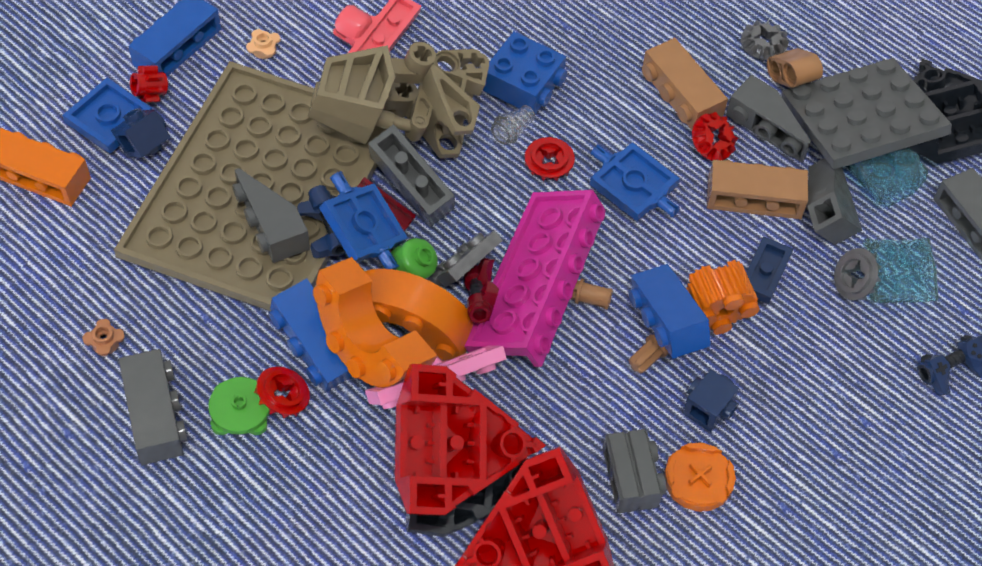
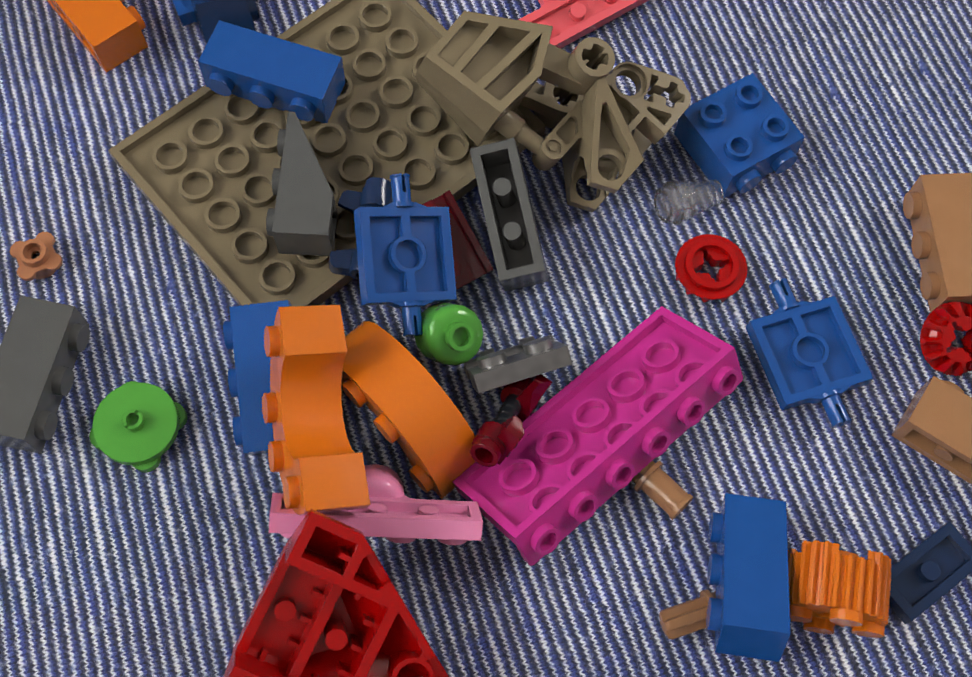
camera: 30 degrees right, 10 degrees up
(201, 153) = (272, 72): none -> blue brick
(283, 380) = (204, 415): red gear -> none

